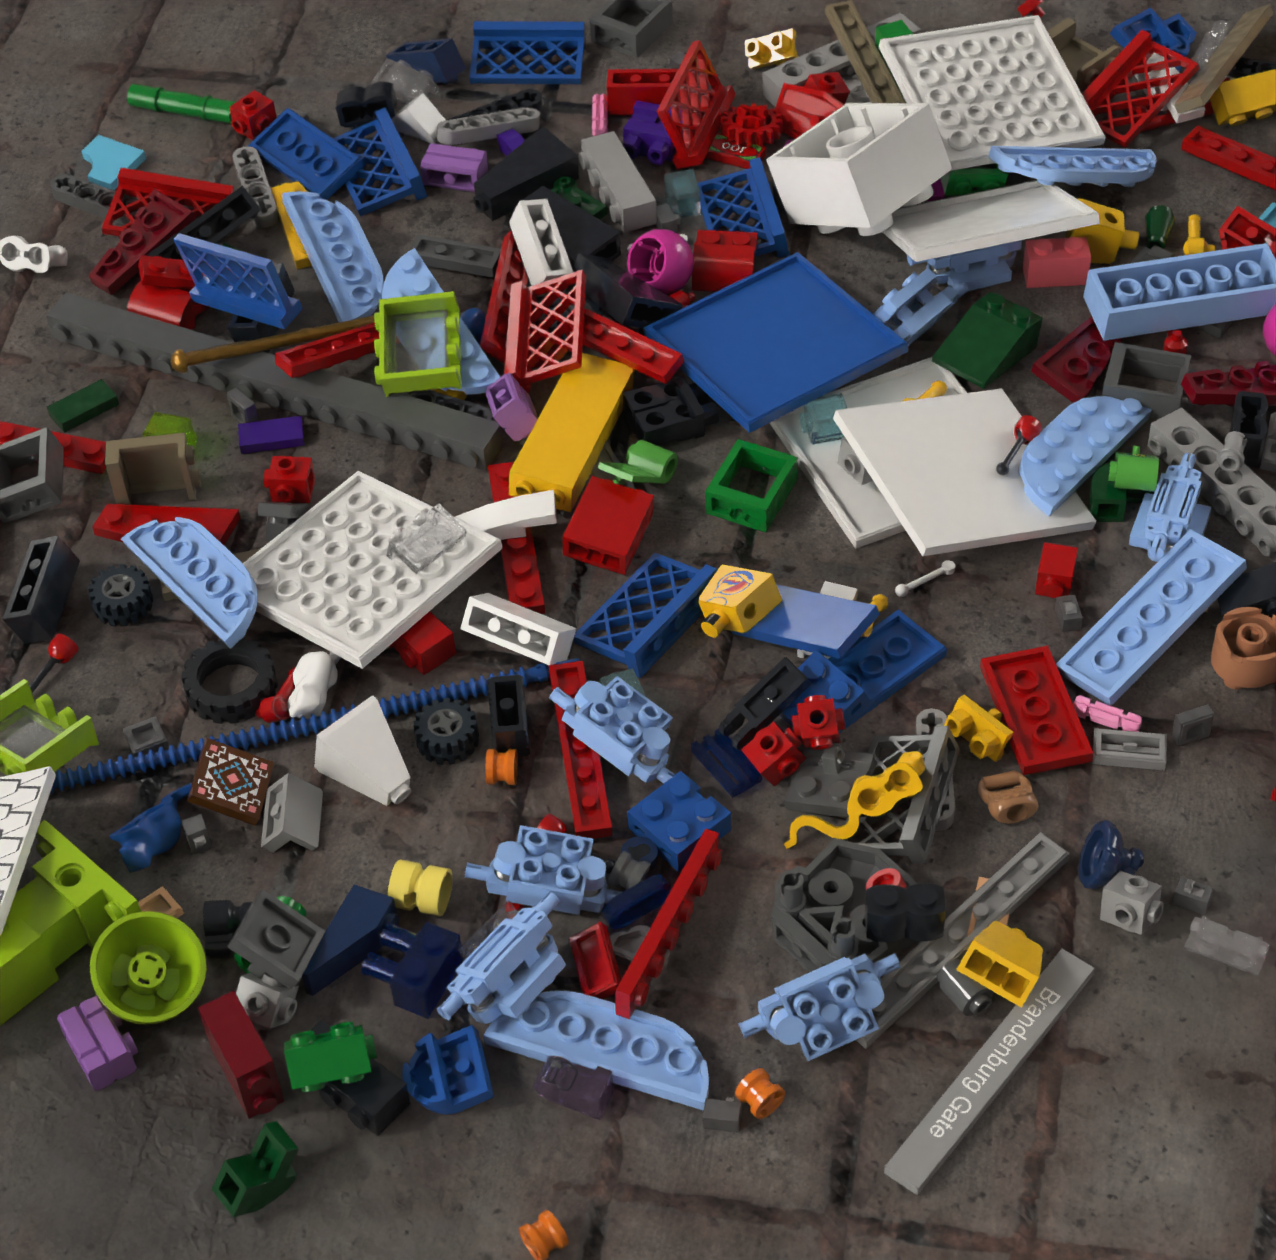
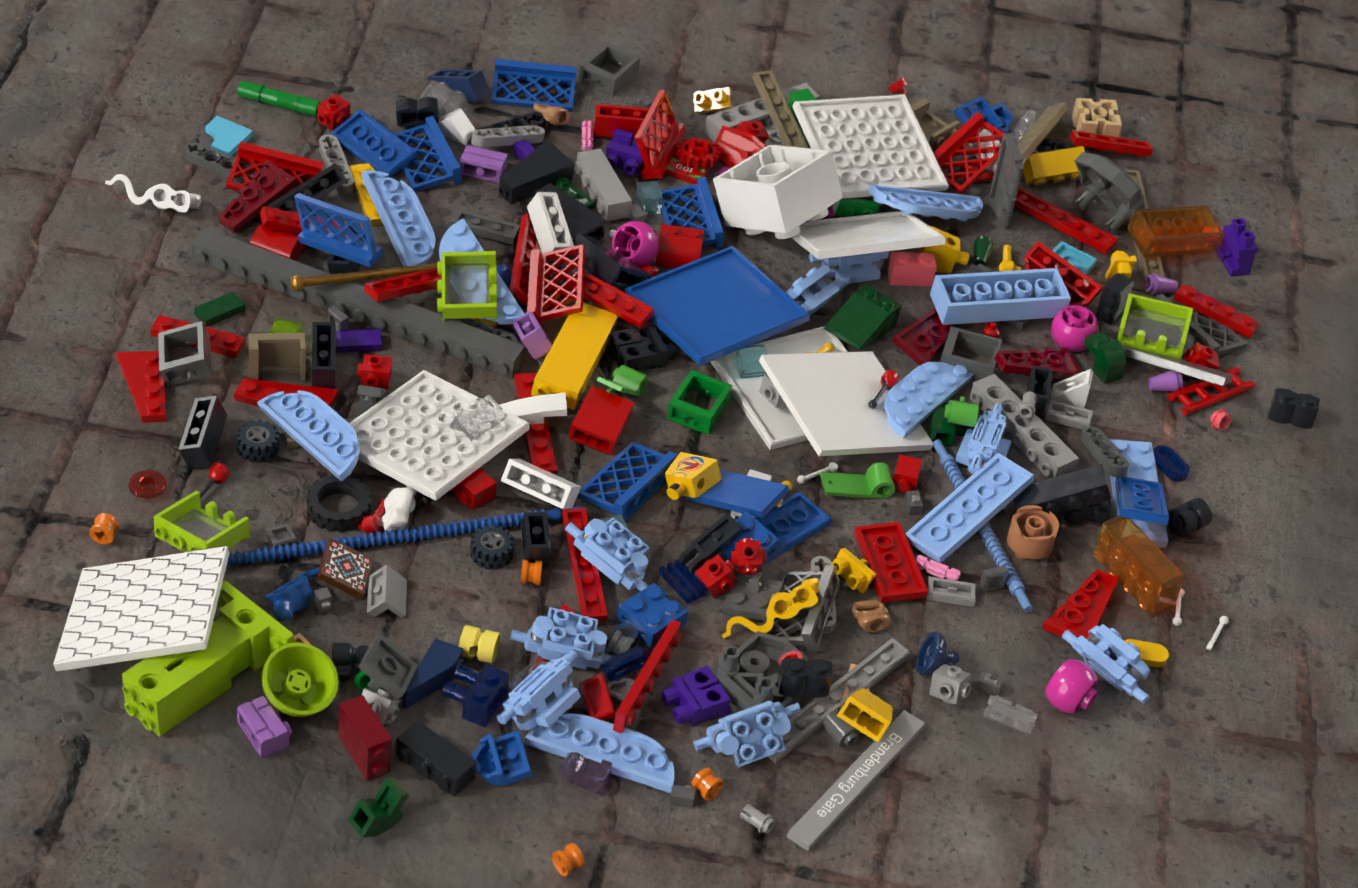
camera: 10 degrees left, 5 degrees down
(217, 461) = (323, 354): none -> black brick
(328, 1056) = (436, 739): green brick -> none
(364, 754) = (437, 557): white slope -> none
(552, 90) = (554, 114): none -> medium nougat piece
(746, 949) = (696, 697): none -> dark purple hips
(838, 1147) = (758, 819): none -> light grey pin
(1010, 589) = (874, 484): none -> bright green door
(1184, 660) = (986, 532): none -> medium blue hose
(1187, 122) = (1006, 180): none -> dark grey hinge

